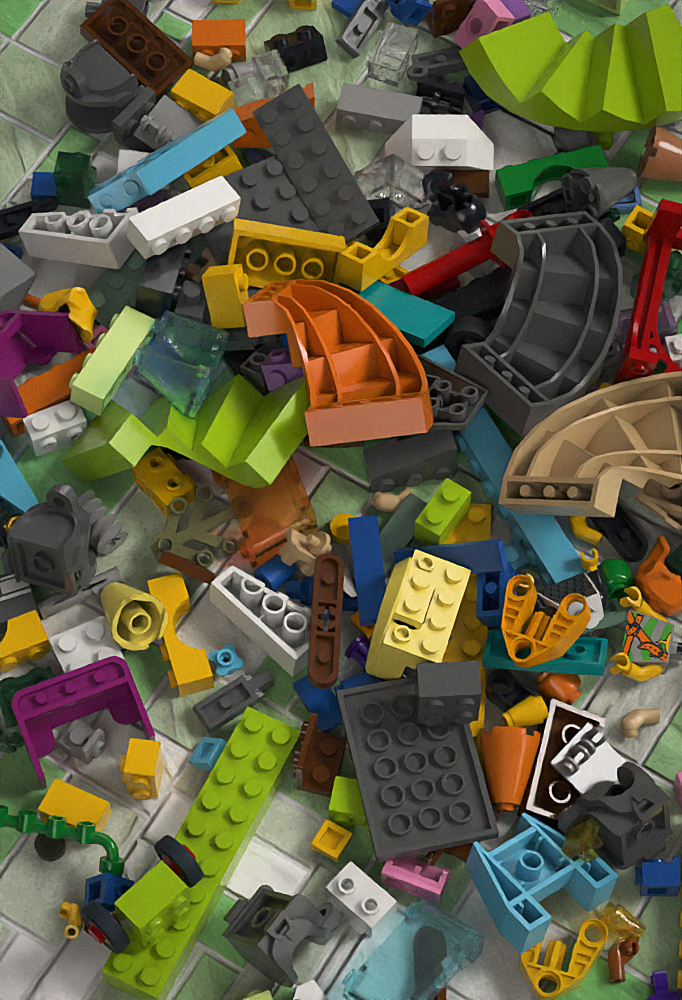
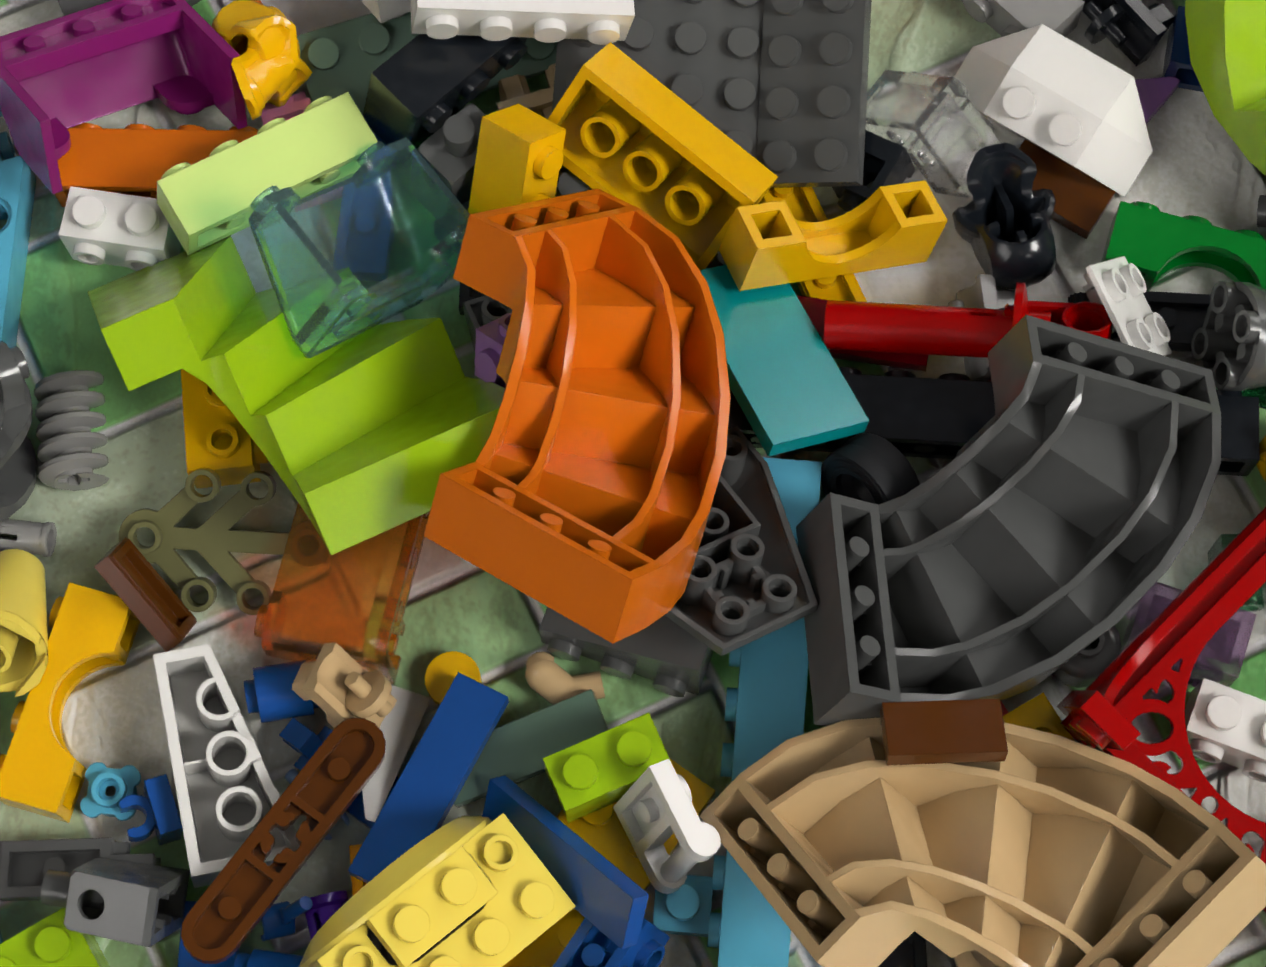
camera: 35 degrees right, 10 degrees up
(256, 652) = (159, 811): none -> blue tile
(282, 684) = (119, 899): none -> dark grey torso
(344, 666) = (281, 917): none -> blue hand
(477, 513) = (655, 810): none -> white plate
(522, 201) = (1121, 291): none -> white hinge
(578, 404) = (943, 731): none -> reddish brown tile

